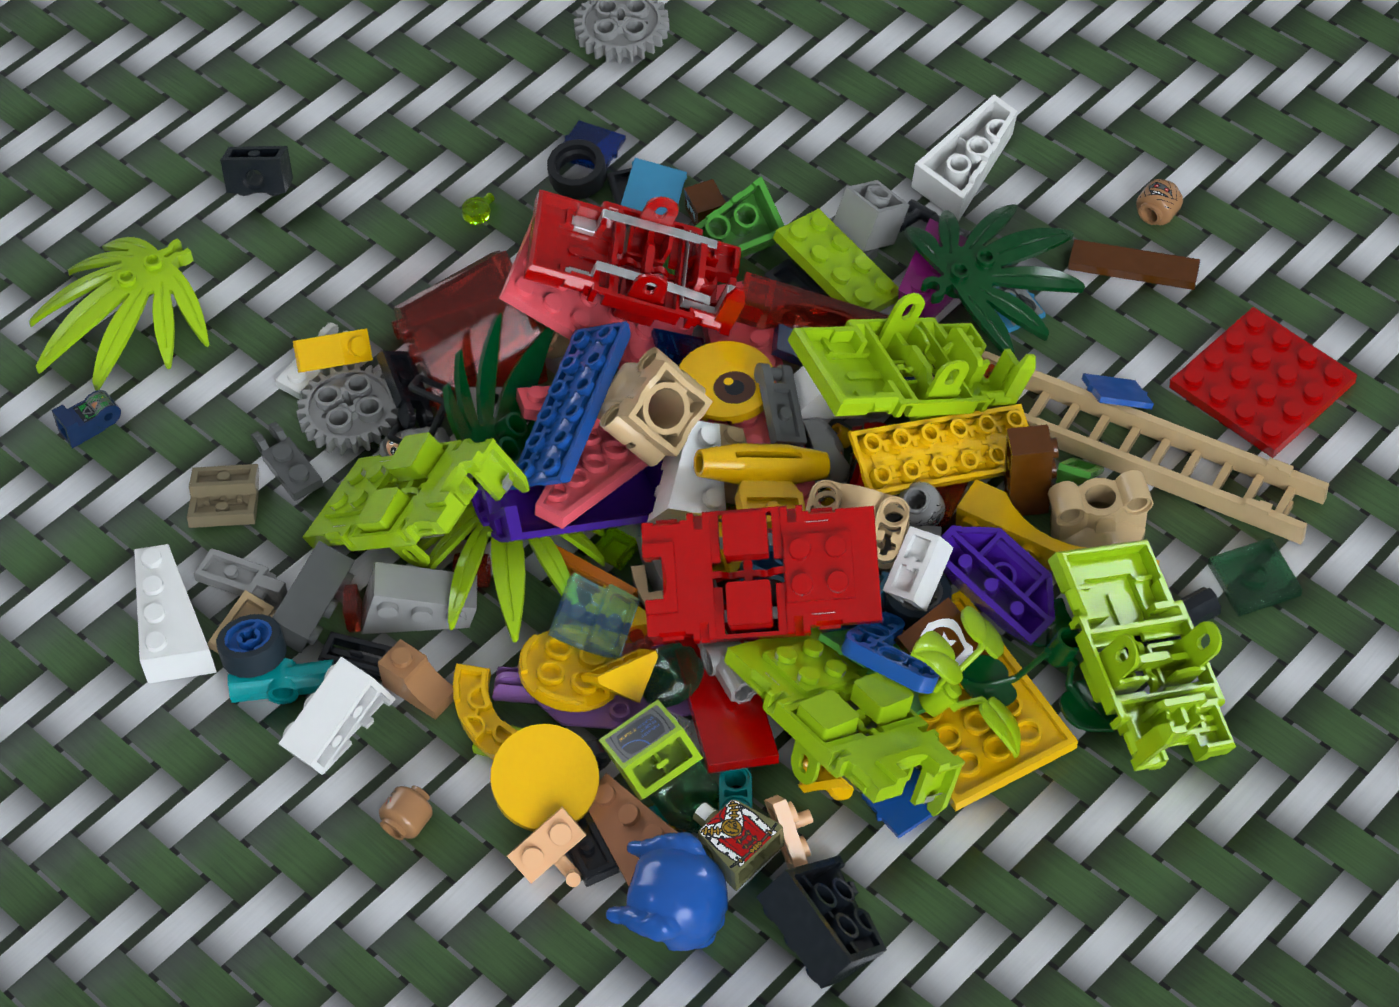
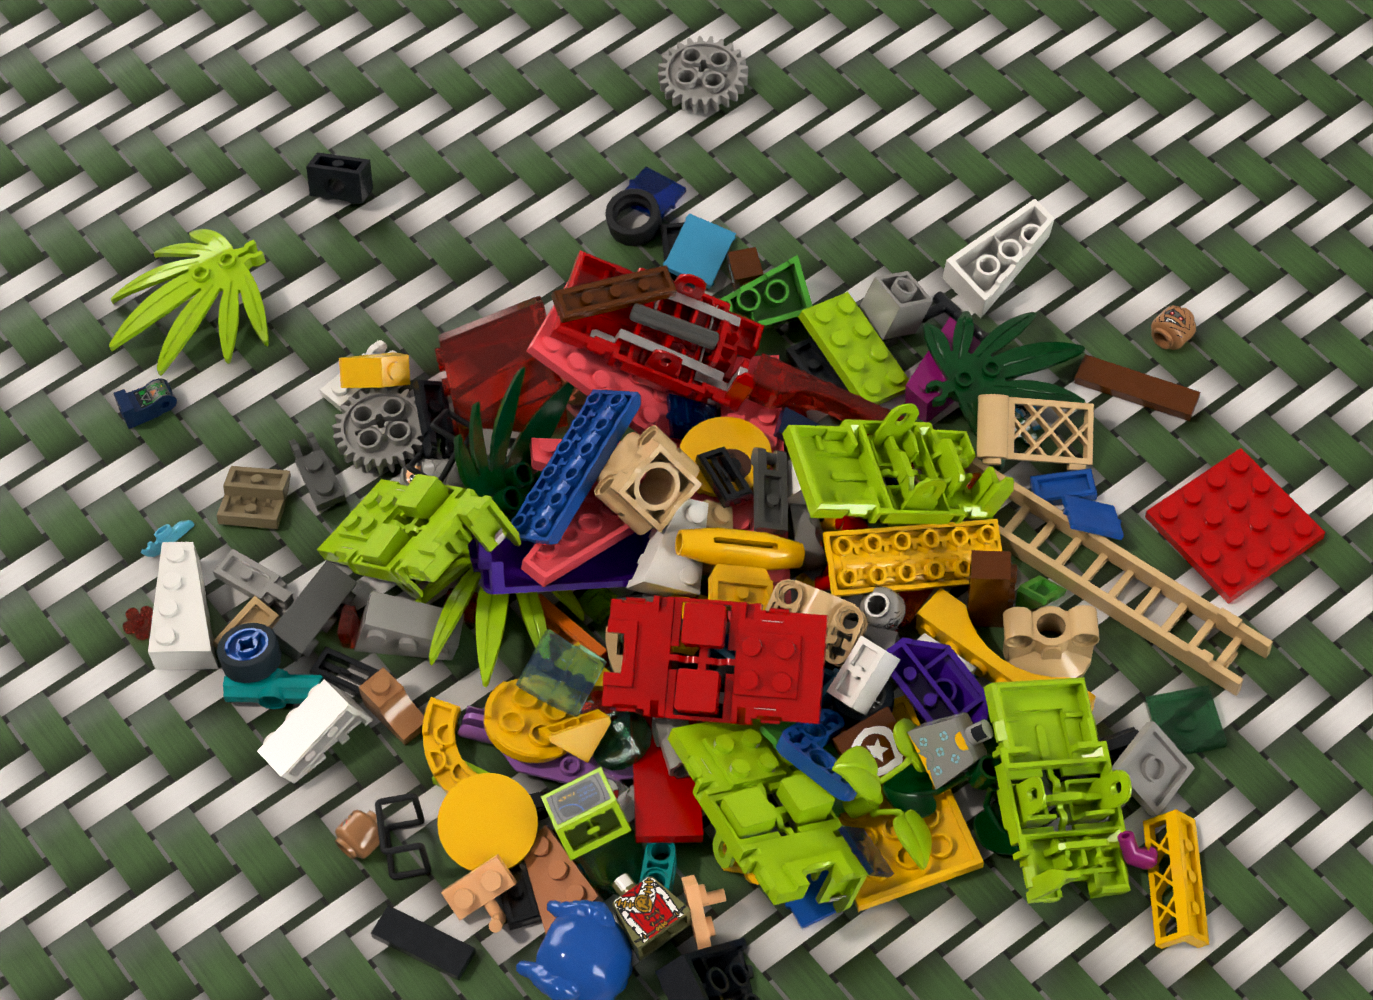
camera: 10 degrees right, 5 degrees up
(121, 637) = (138, 622): none -> clear red plant
(127, 560) = (167, 534): none -> medium azure piece
(438, 815) = (385, 838): none -> black piece
(477, 209) = (535, 244): clear neon green piece -> none
(495, 912) = (423, 942): none -> black tile
(583, 227) = (613, 294): none -> reddish brown tile
(651, 253) = (674, 326): none -> dark grey axle
(725, 400) = (719, 479): none -> black tile
(955, 743) = (866, 851): none -> piece
(1005, 323) = (997, 431): none -> tan piece
(1023, 625) = (950, 745): none -> light grey torso
(1072, 367) = (1073, 483): none -> blue tile
(1233, 709) = (1136, 856): none -> magenta arm
(1240, 622) = (1154, 768): none -> light grey plate
(1291, 728) = (1183, 875): none -> yellow fence

